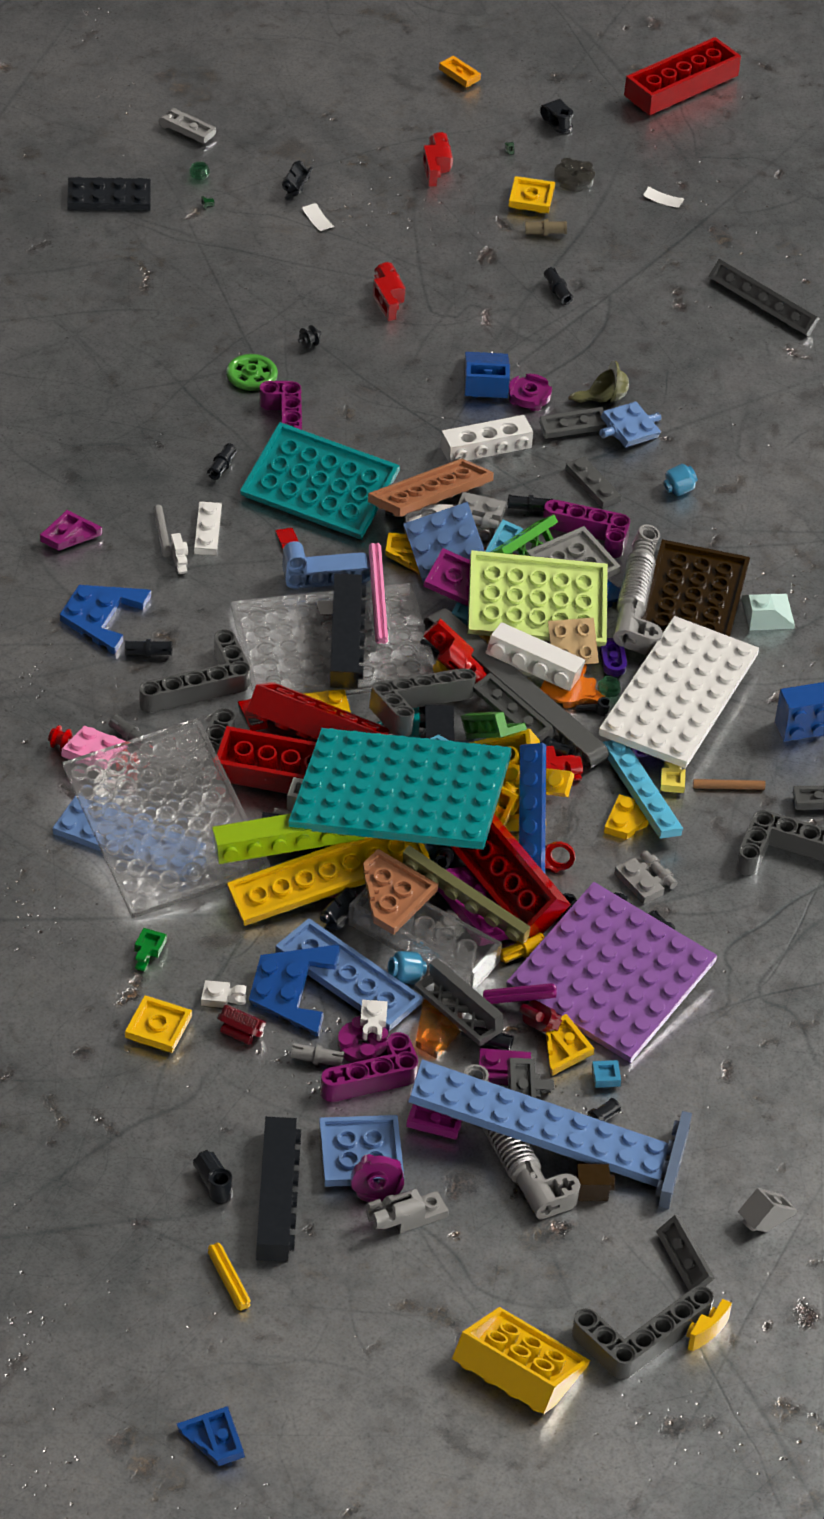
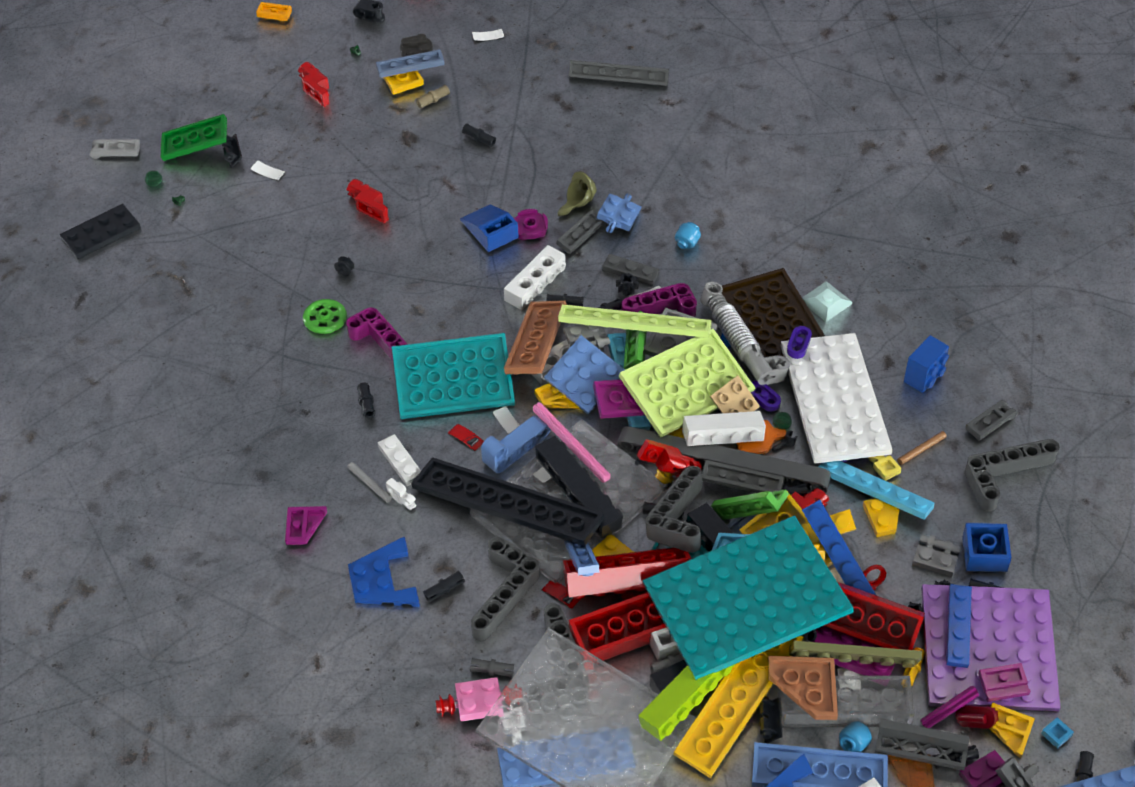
camera: 30 degrees left, 5 degrees up
(267, 607) = (508, 501): none -> black plate
(268, 150) = (194, 137): none -> green plate
(286, 679) = (582, 558): none -> medium blue plate
(341, 544) = (506, 419): none -> white sticker
(500, 476) = (570, 300): none -> black pin
(533, 516) = (635, 321): none -> yellowish green plate
(547, 183) = (410, 63): none -> sand blue plate
(573, 491) = (627, 284): none -> black gear
(589, 1000) = (1004, 682): none -> magenta plate
(592, 931) = (959, 626): none -> blue plate
(685, 621) = (799, 342): none -> dark purple plate
(696, 892) = (986, 547): none -> blue brick

